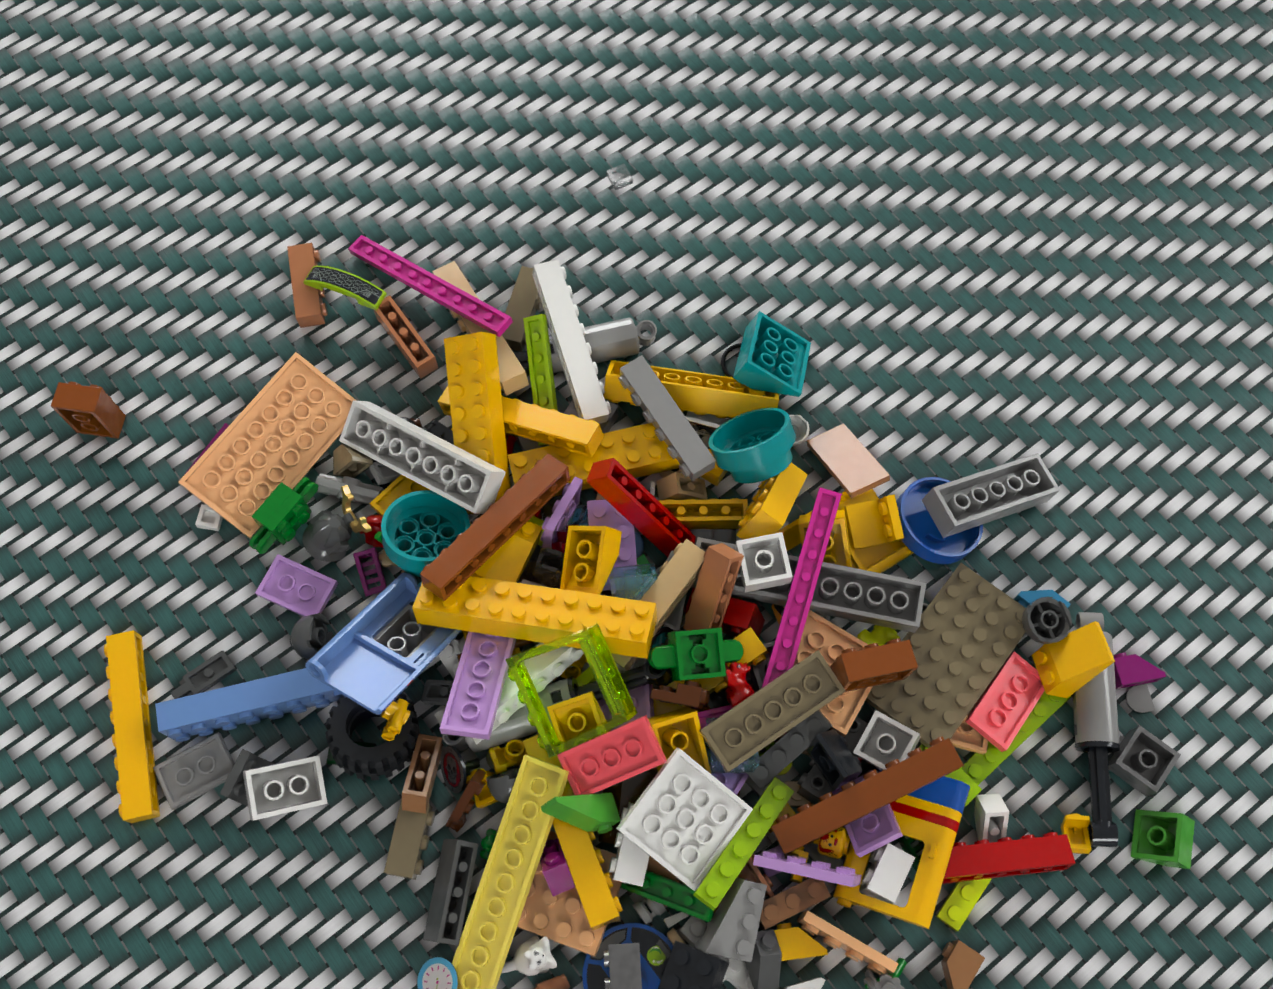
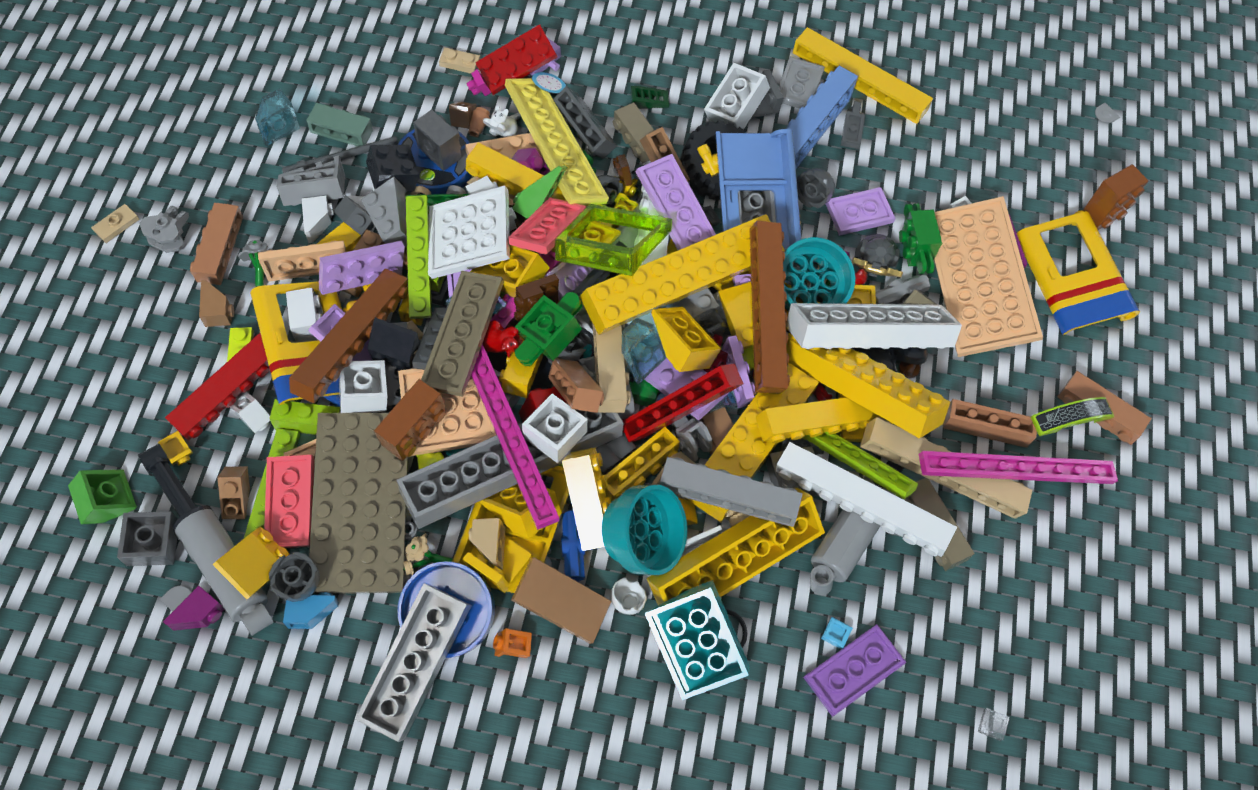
camera: 135 degrees right, 5 degrees down
(205, 364) = (1082, 296): none -> yellow piece
(371, 887) = (639, 93): none -> dark green slope
(664, 302) = (836, 633): none -> medium azure tile
(675, 273) = (854, 670): none -> medium lavender tile
(807, 495) = (572, 548): none -> blue piece
(871, 540) = (489, 539): none -> tan slope
(903, 465) = (512, 643): none -> orange bracket
(933, 574) = (416, 551): none -> tan plant
(1046, 753) = (234, 492): none -> medium nougat slope

